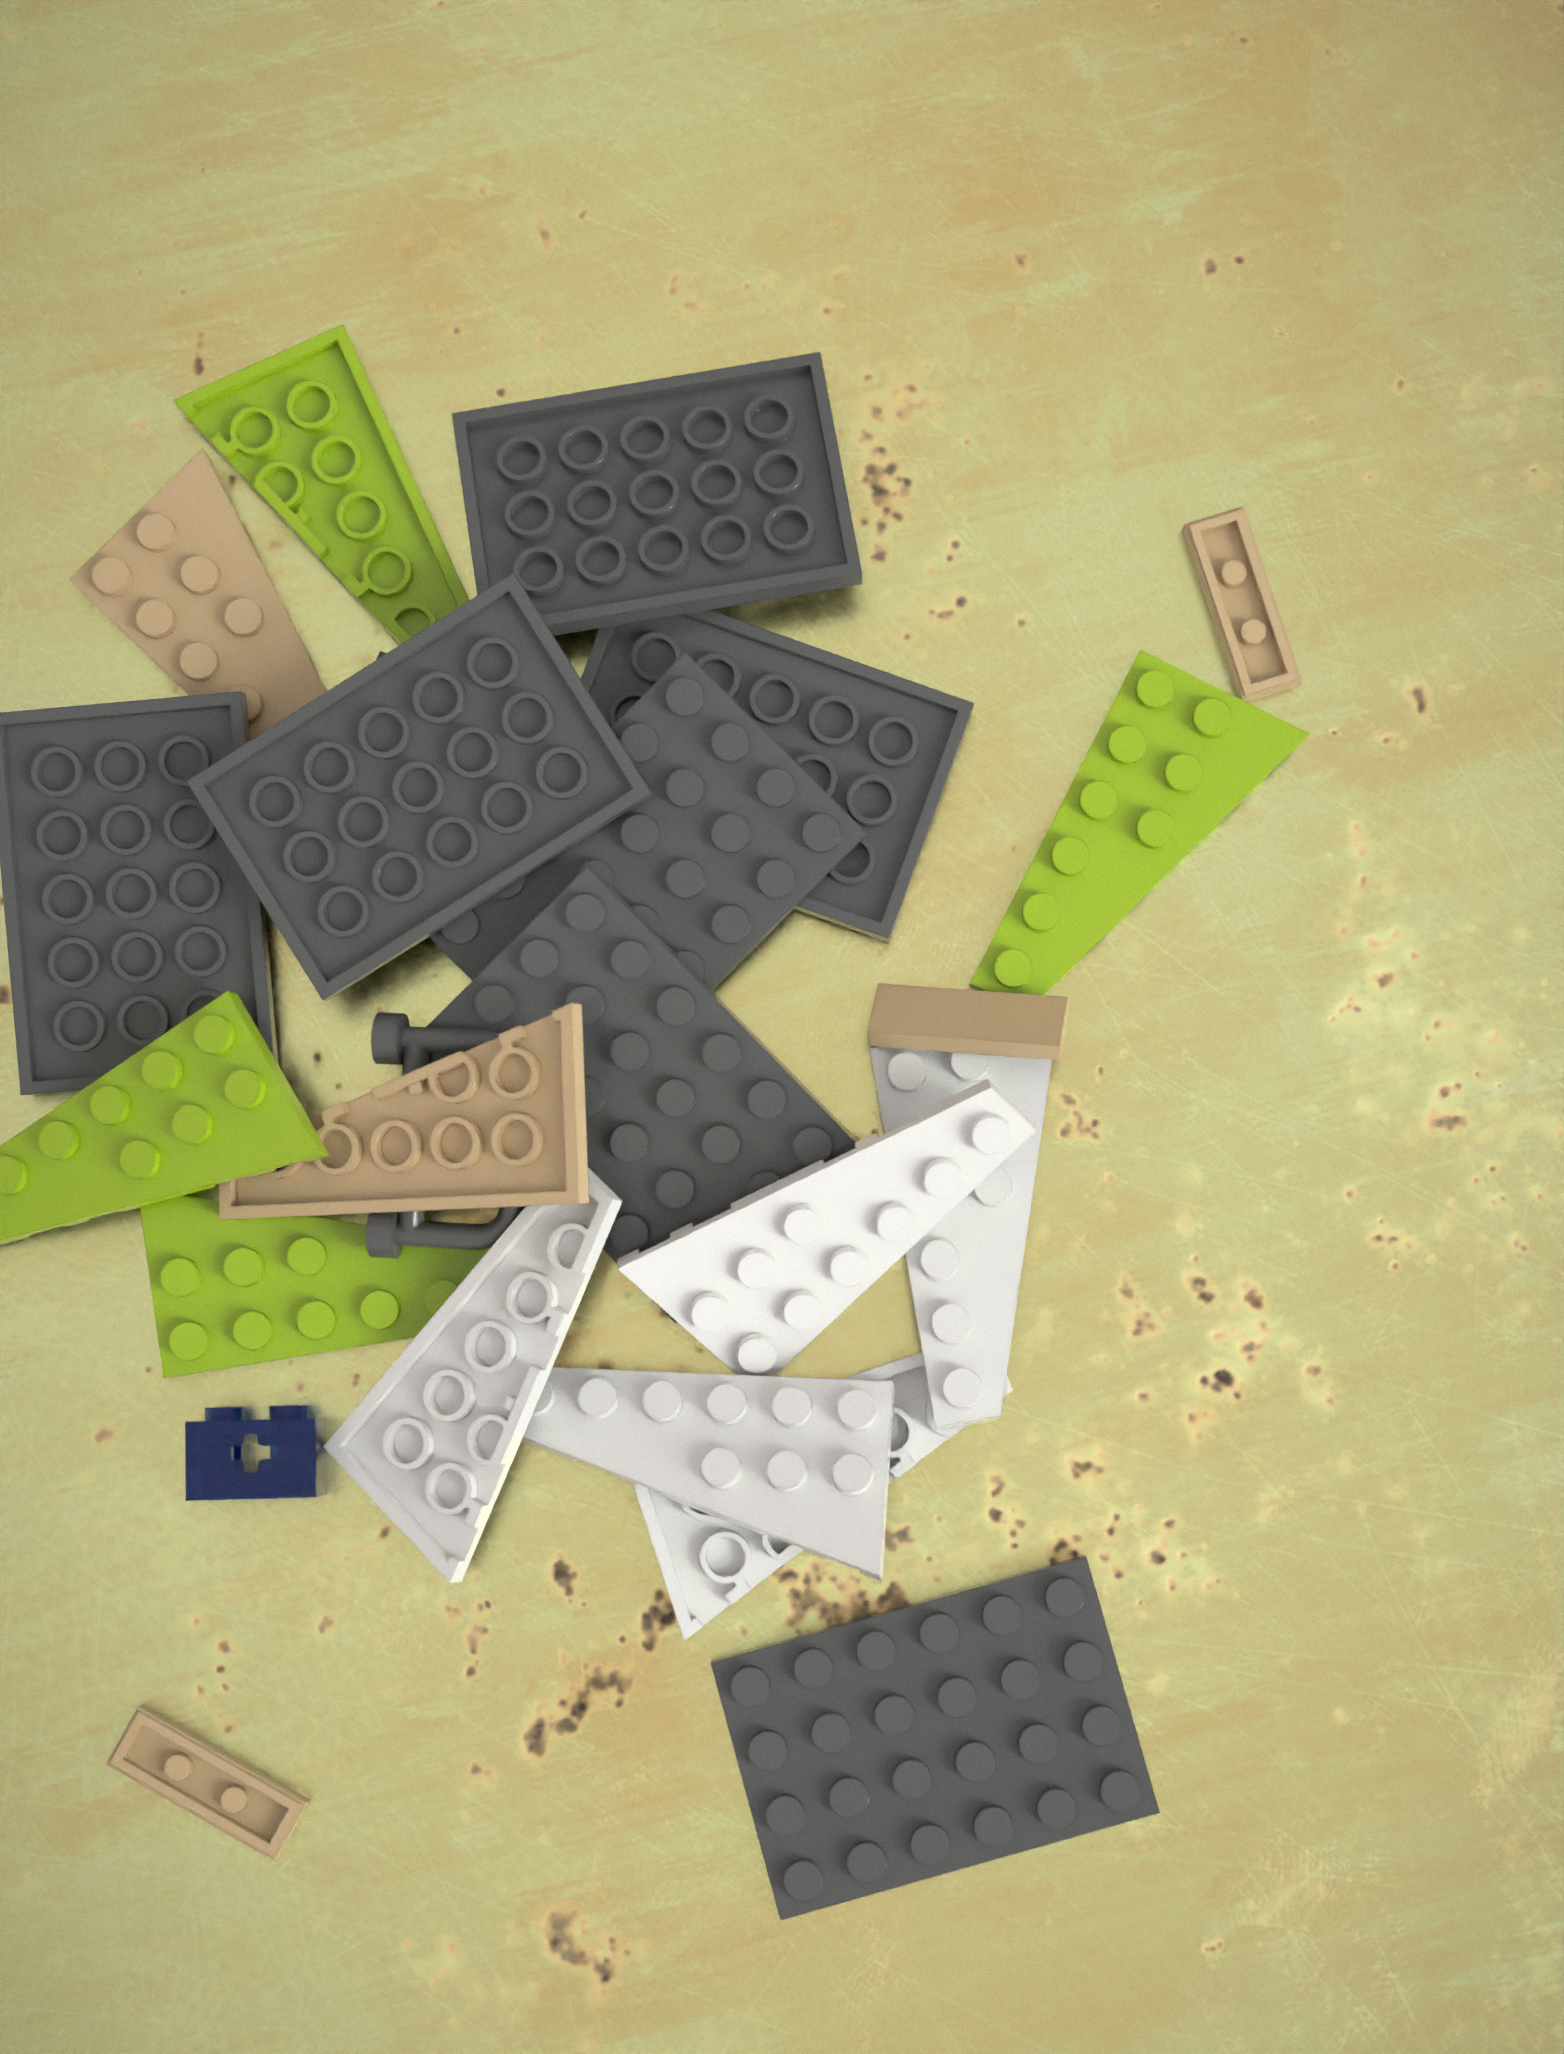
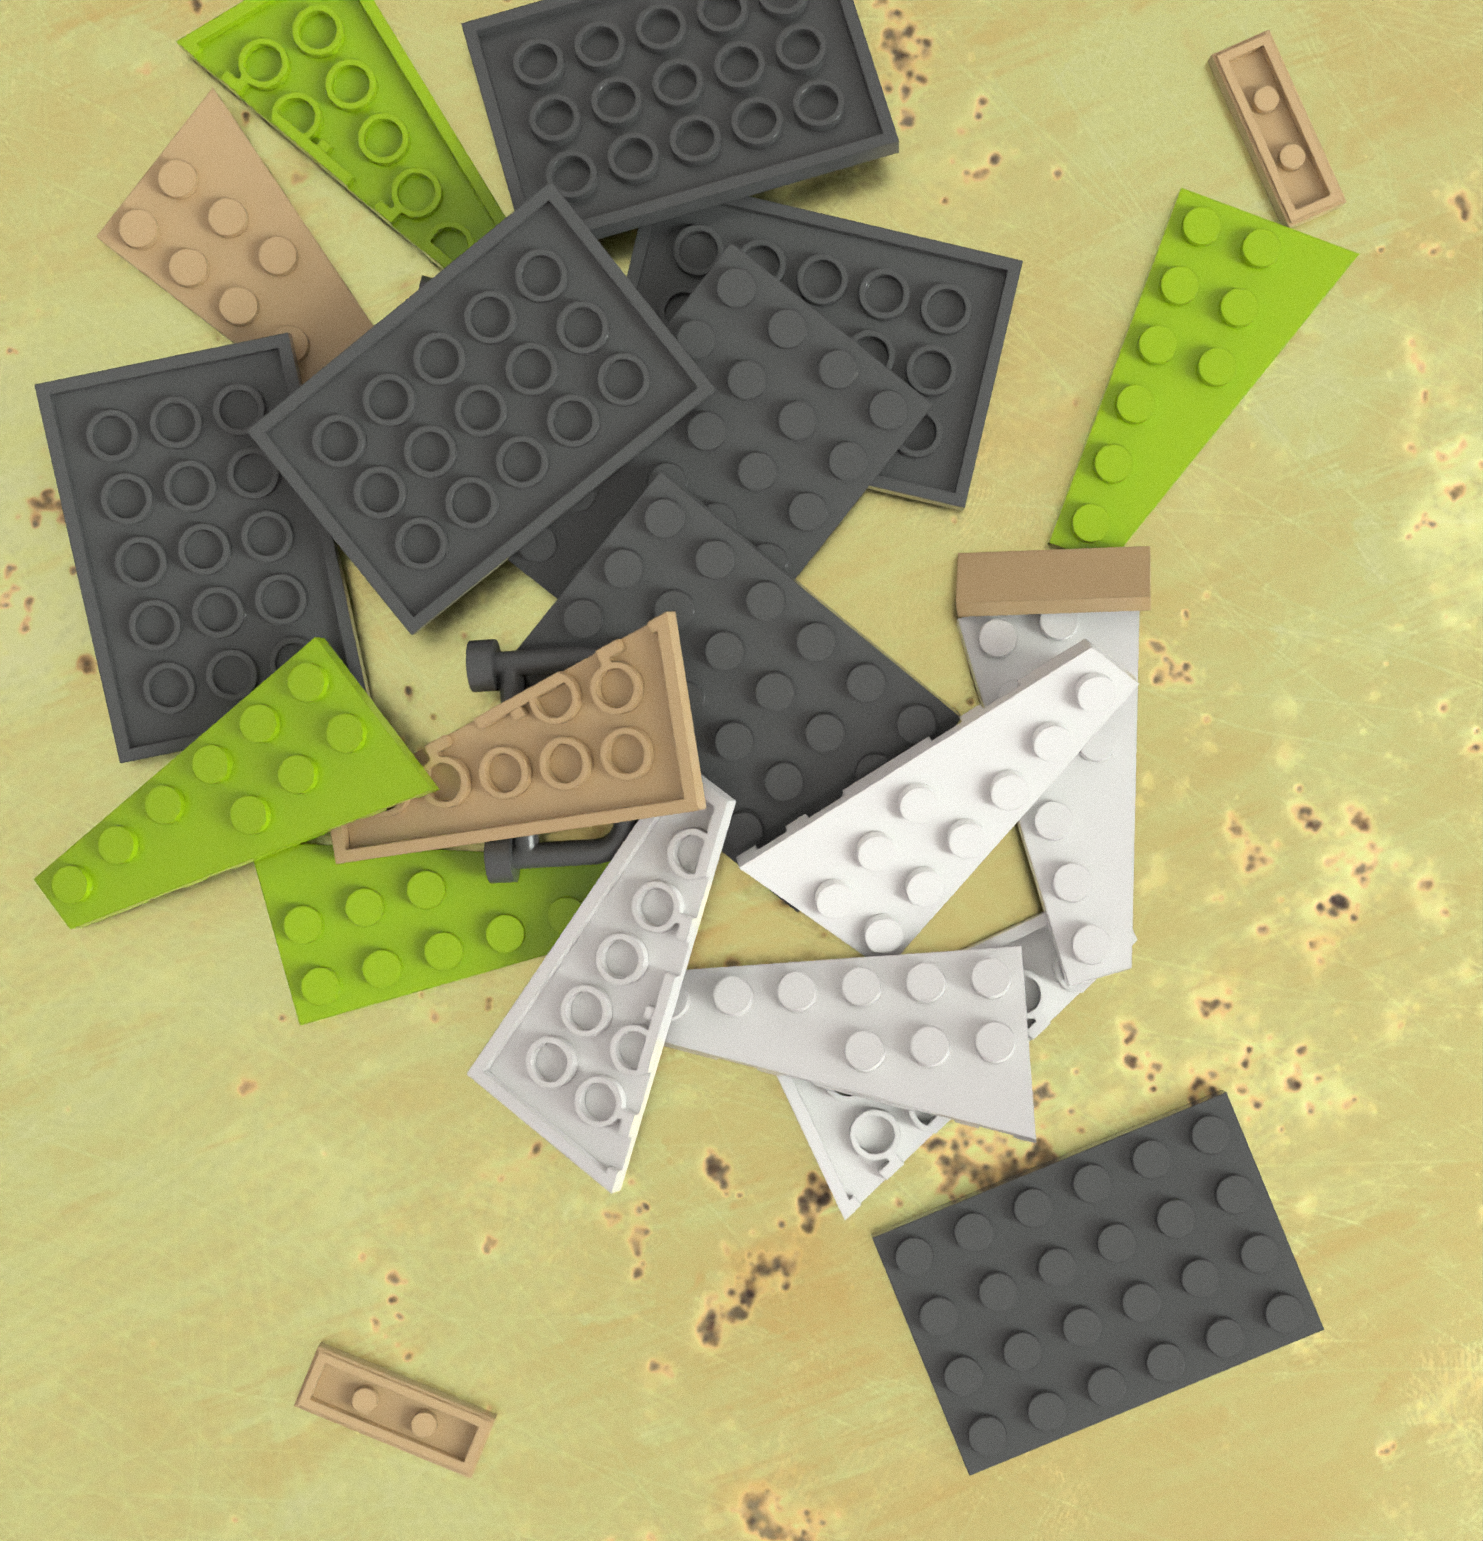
camera: 15 degrees left, 5 degrees up
(217, 1462) = (370, 1112): clear blue brick -> none

